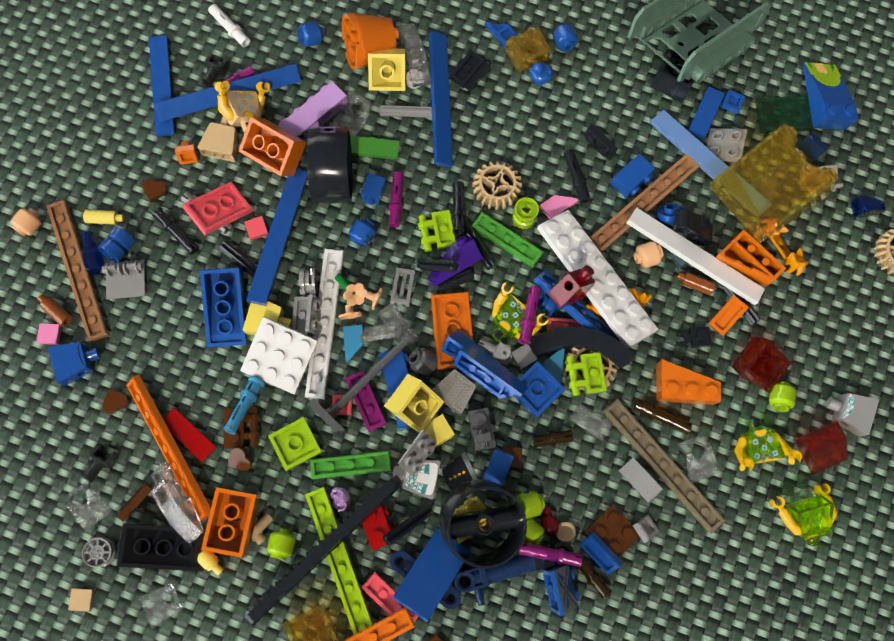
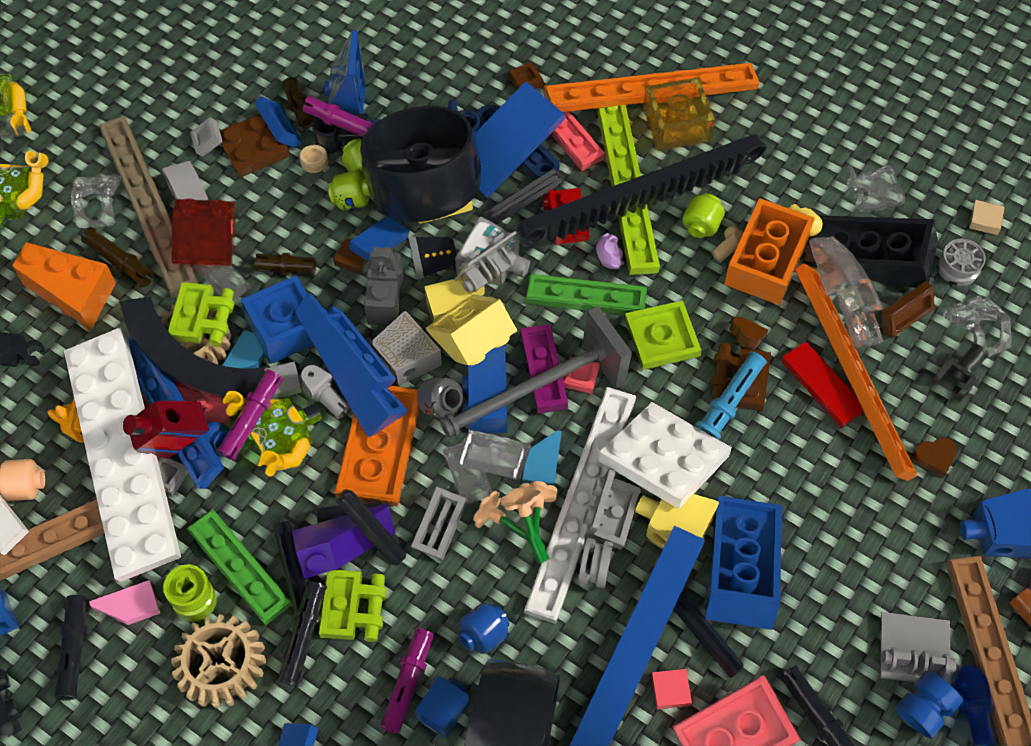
camera: 160 degrees left, 15 degrees down
(549, 522) = (329, 167): dark red cylinder -> none
(612, 441) = (203, 232): none -> clear red slope

